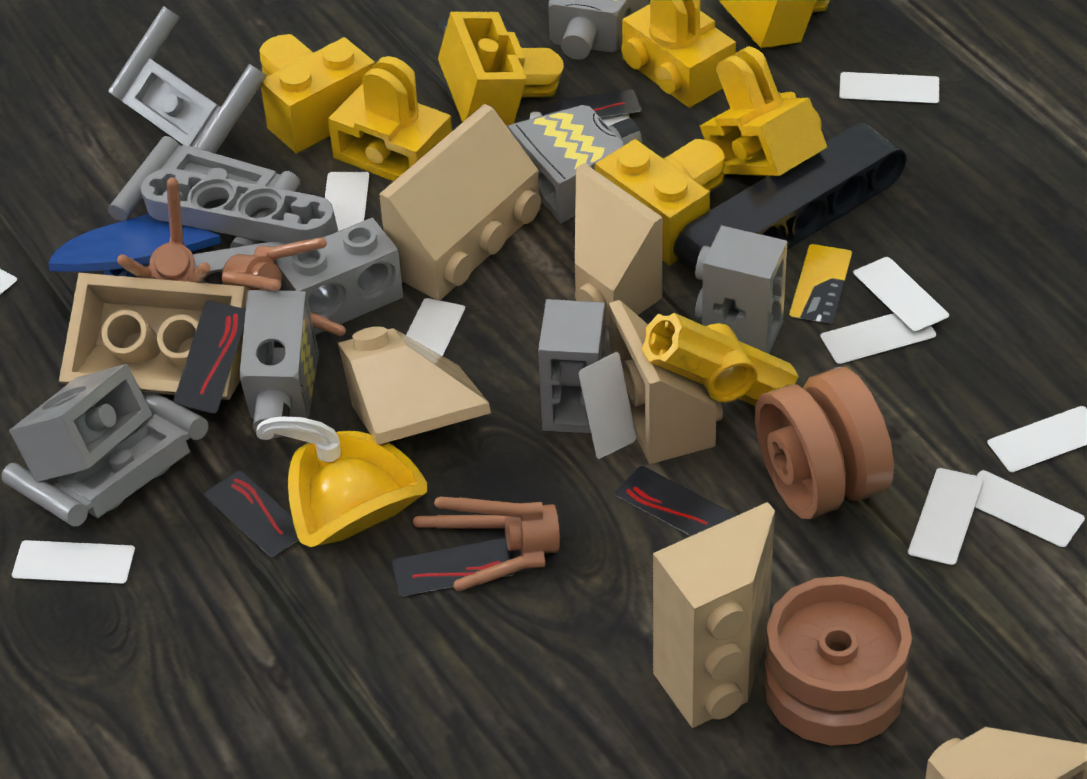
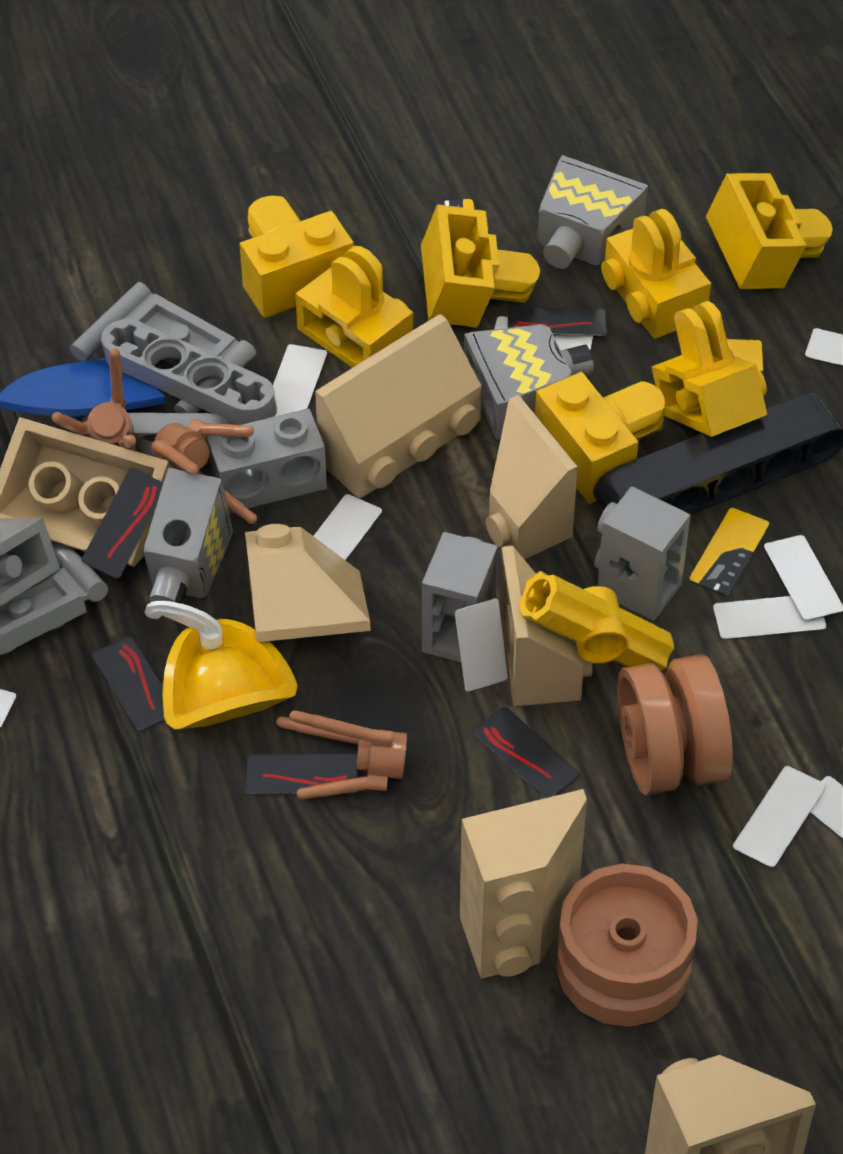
camera: 10 degrees right, 5 degrees up
(174, 103) = (157, 246): light grey plate -> none

